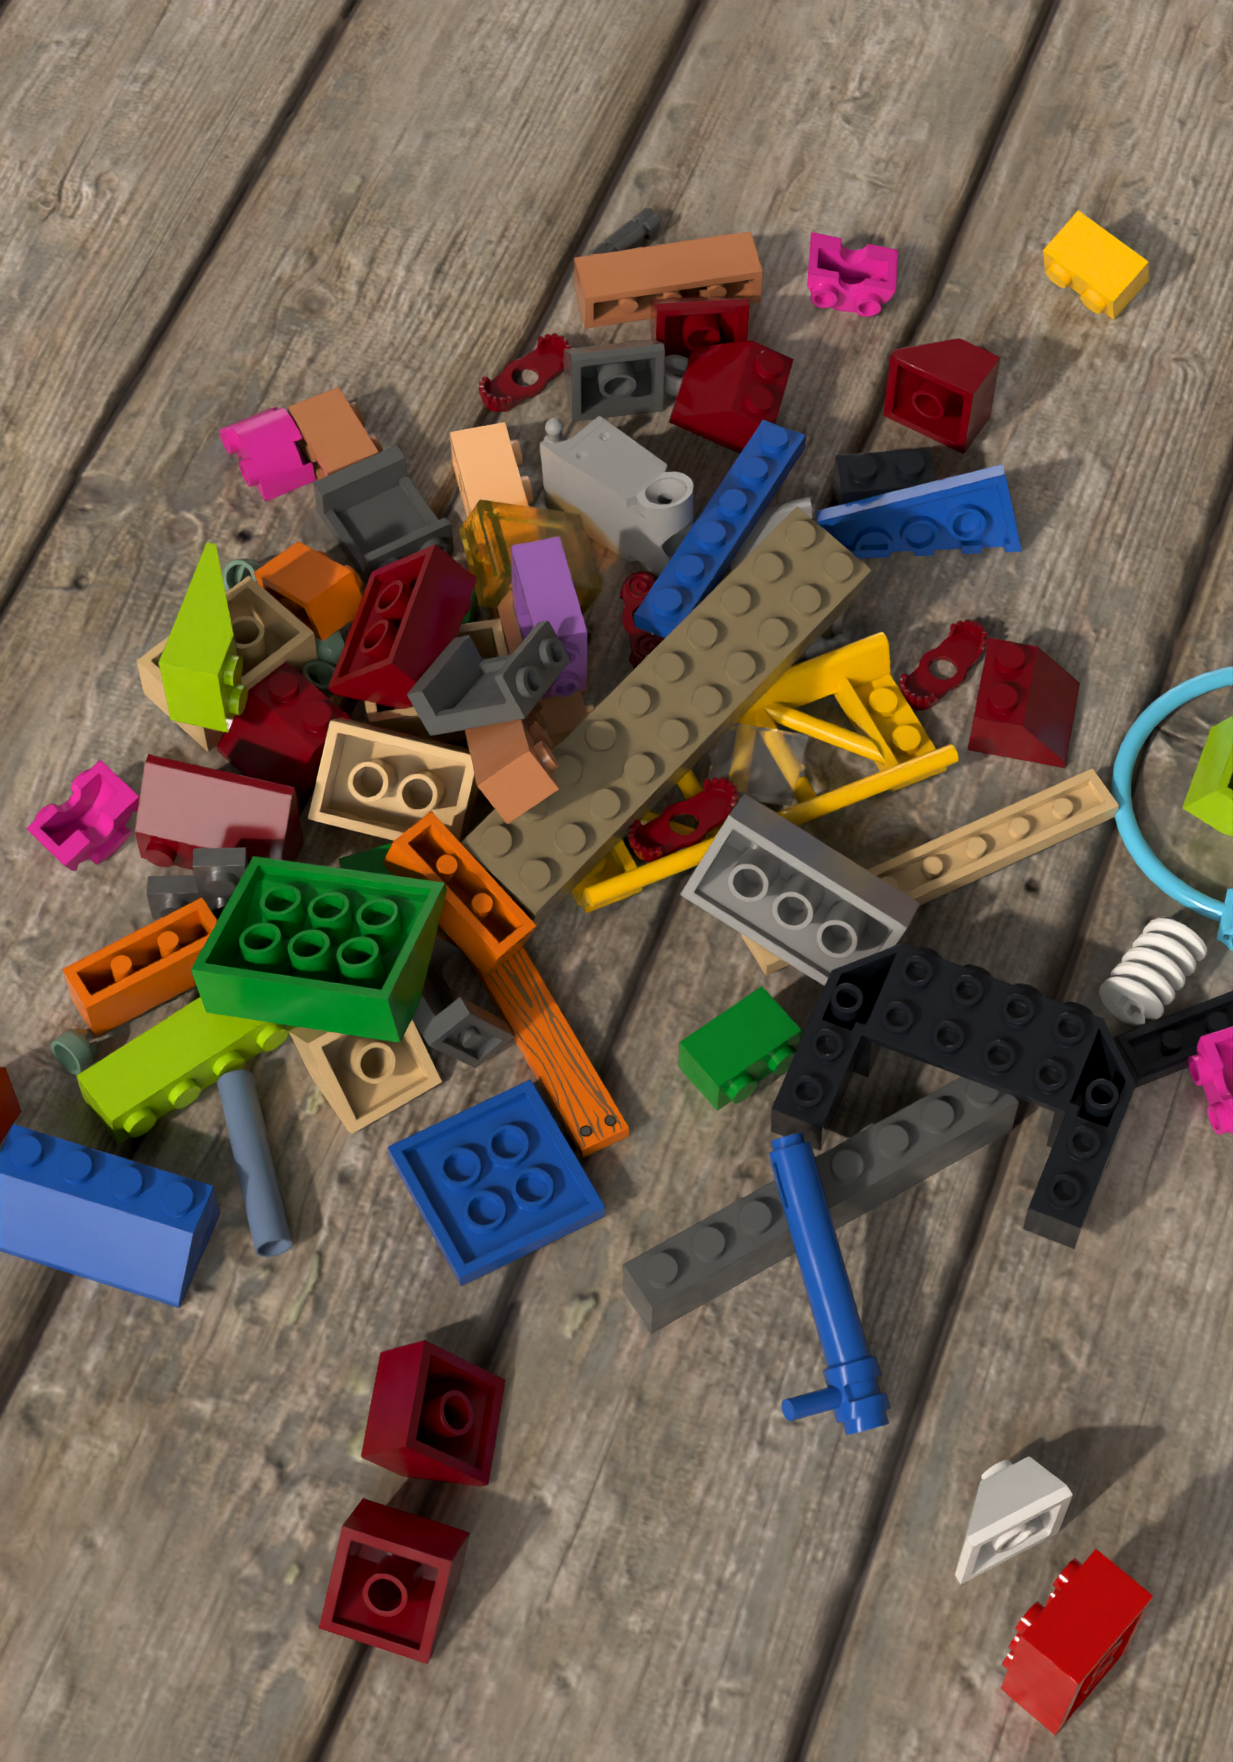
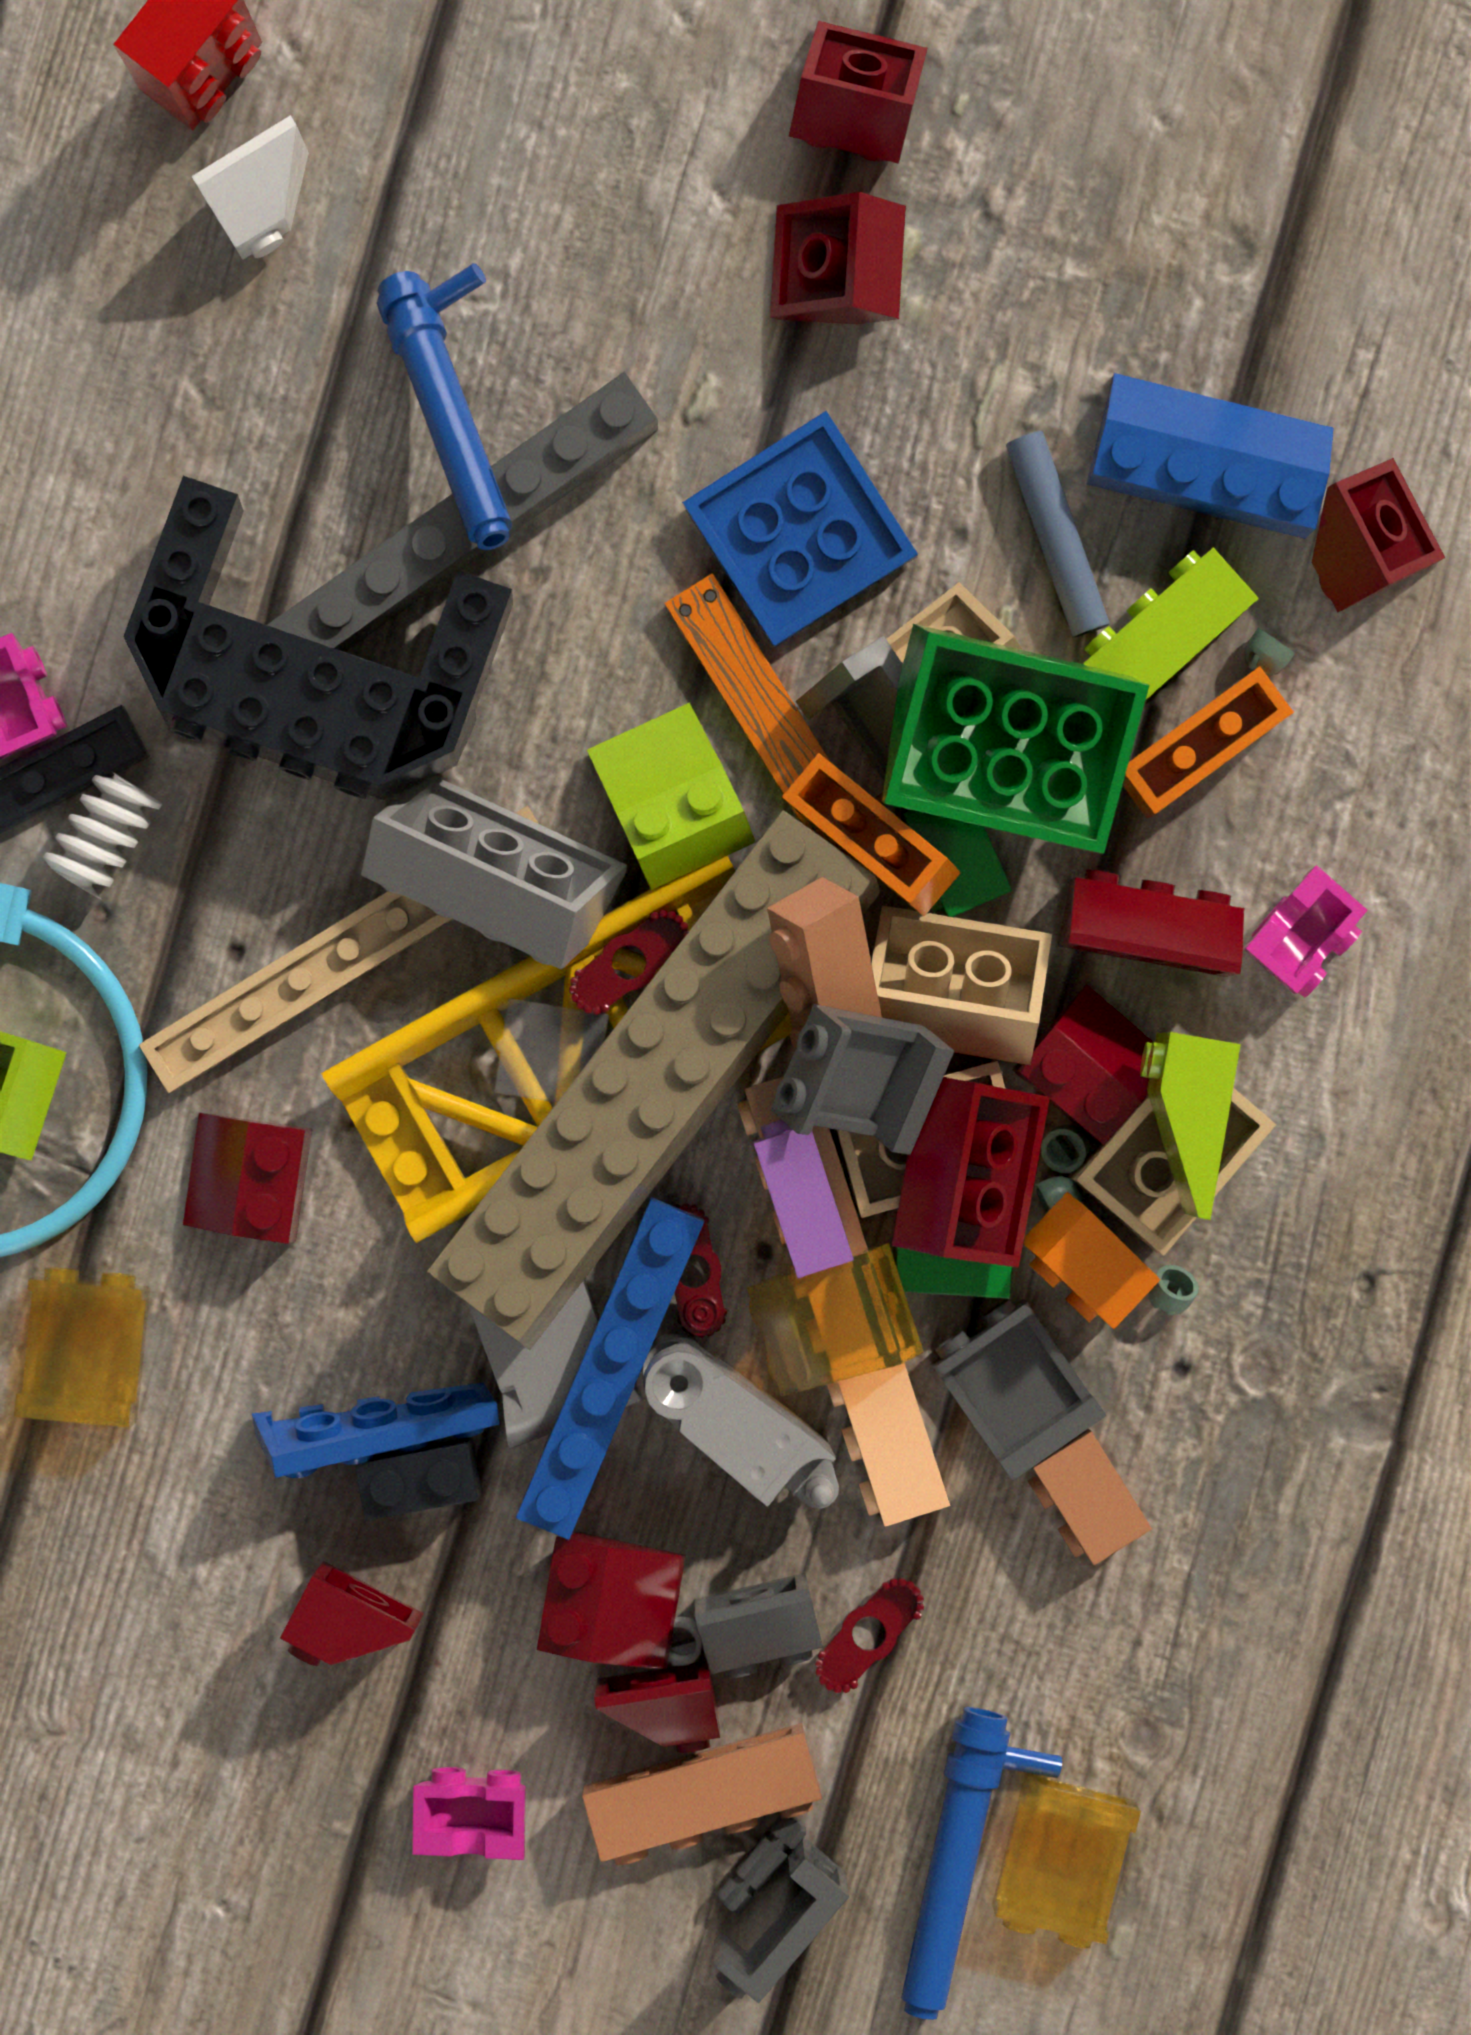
camera: 175 degrees right, 30 degrees up
(214, 879) = (1140, 843): flat silver plate -> none
(268, 452) = (1169, 1483): dark pink cylinder -> none
(389, 224) = (1063, 1860): none -> clear yellow panel
(453, 277) = (972, 1775): none -> blue cylinder
(609, 180) = (762, 1966): none -> dark grey panel
(638, 956) = (671, 796): none -> lime slope
(739, 1049) = (550, 701): green brick -> none
(961, 648) = (322, 1265): dark red piece -> none
(1095, 266) = (162, 1848): yellow brick -> none
(1163, 594) = (84, 1348): none -> clear yellow panel

